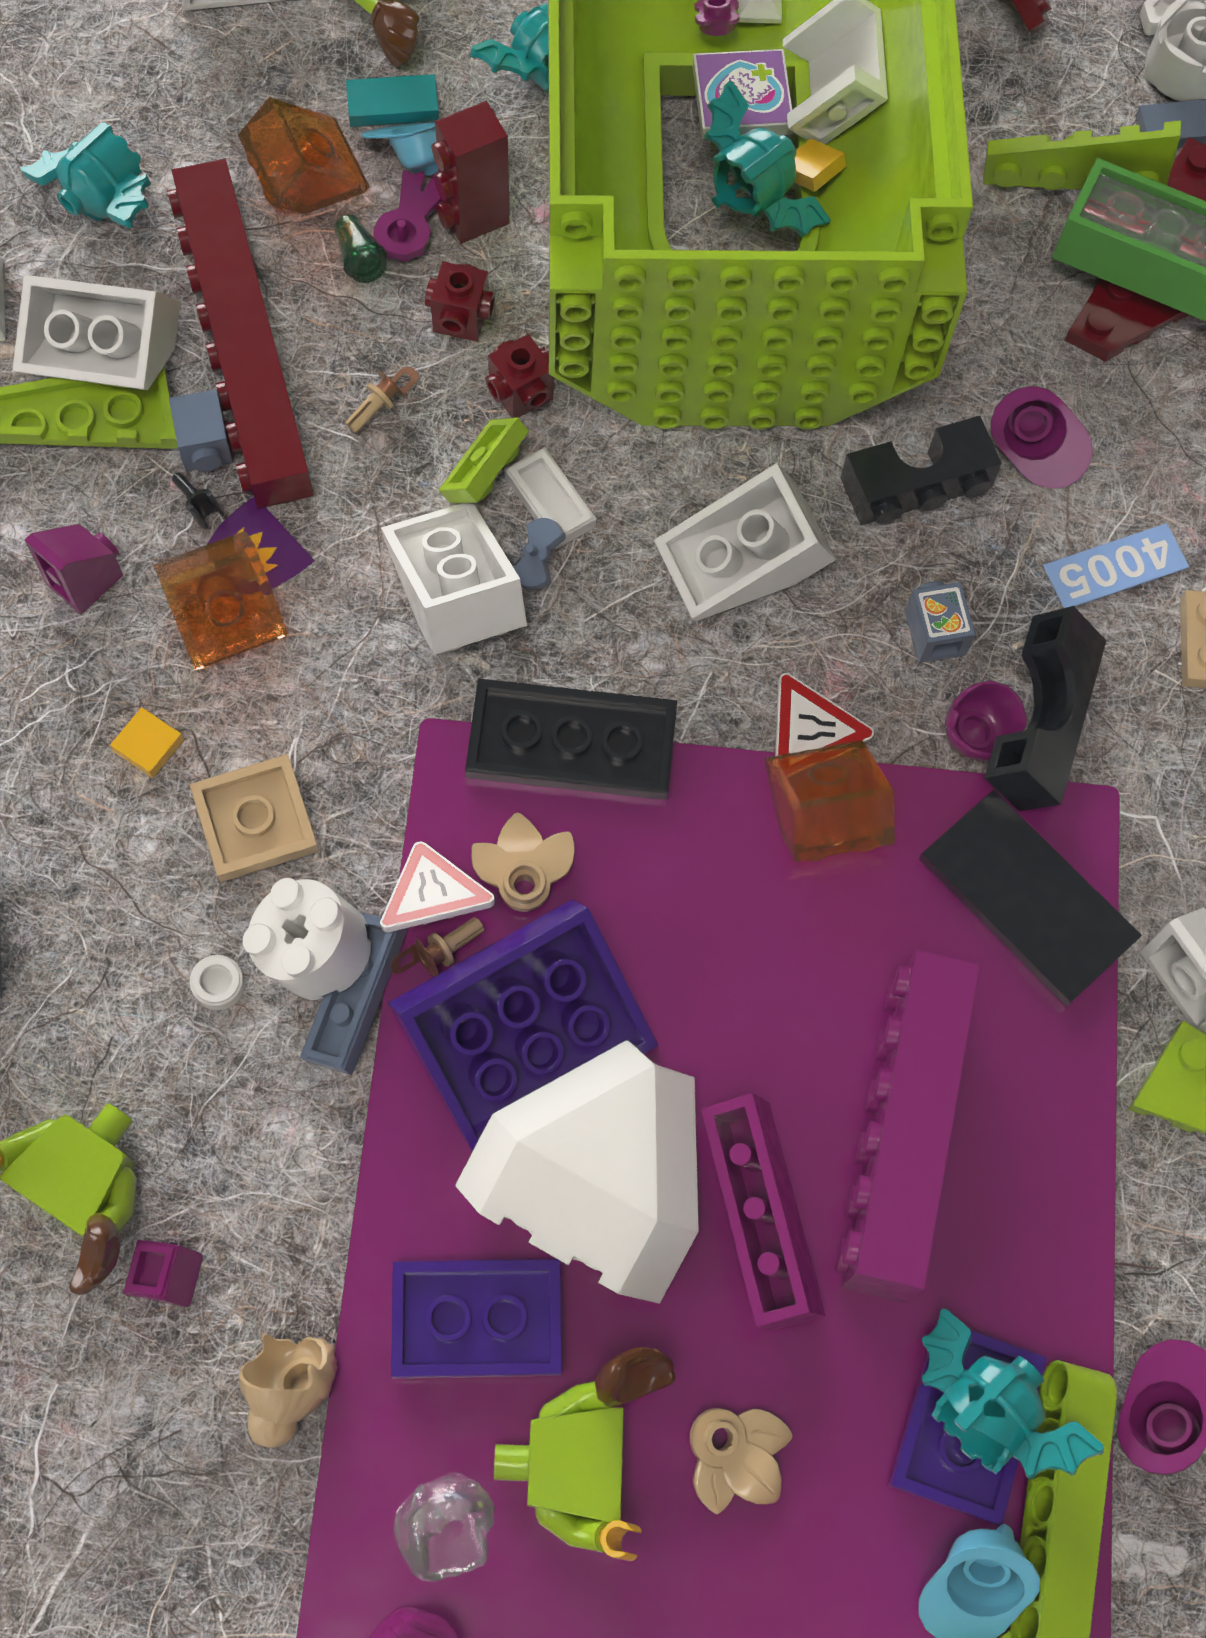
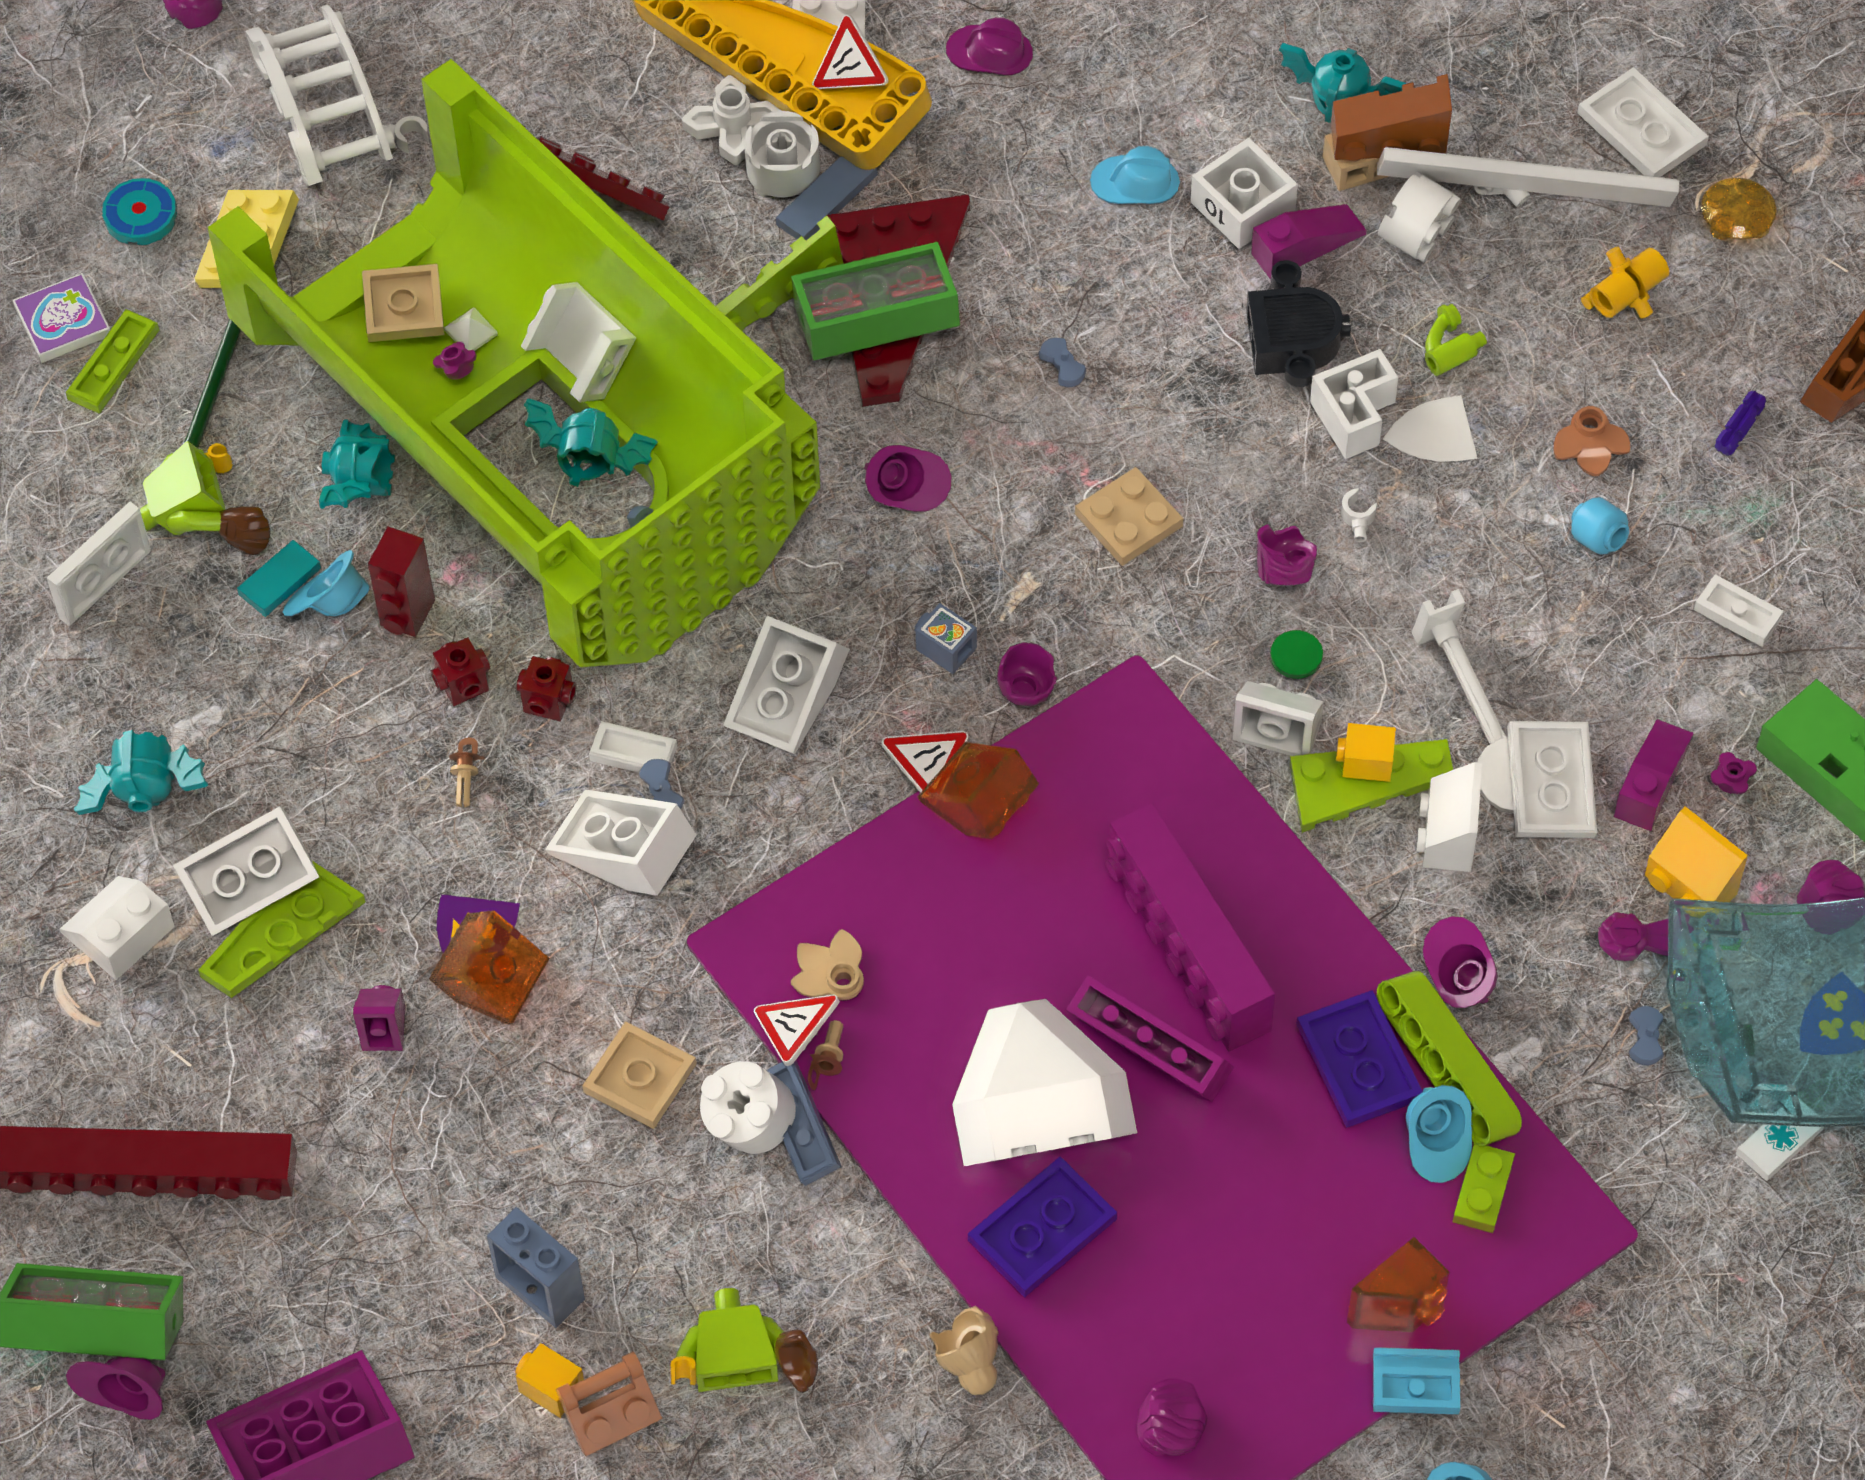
camera: 35 degrees left, 10 degrees down
(147, 742) = (526, 1087): yellow tile -> none
(163, 1273) = (838, 1359): magenta slope -> none
(198, 502) = (414, 922): black hand -> none
(200, 431) = (375, 877): sand blue brick -> none
(217, 982) = (708, 1184): white tile -> none
(241, 333) = (335, 799): dark red brick -> none
(301, 157) = (260, 661): clear orange slope -> none
(360, 252) = (360, 690): clear green cone -> none
(405, 229) = (373, 656): magenta piece -> none
(444, 1527) = (1127, 1334): clear hair -> none
(484, 459) = (572, 758): lime plate -> none
(520, 1015) = (911, 1050): dark purple slope -> none
(571, 739) = (789, 877): black tile -> none
(578, 1453) = (1163, 1242): lime torso -> none
(743, 1463) = (1257, 1179): tan plate -> none
(757, 75) = (505, 396): tile -> none
(817, 164) = (619, 408): yellow tile -> none
(886, 487) = (839, 581): black arch -> none
(998, 1407) = (1366, 1027): teal helmet -> none
(1030, 897) = (1142, 755): black tile -> none
(1063, 665) = (1042, 604): black arch -> none
(1115, 566) = (1019, 524): light blue sticker -> none

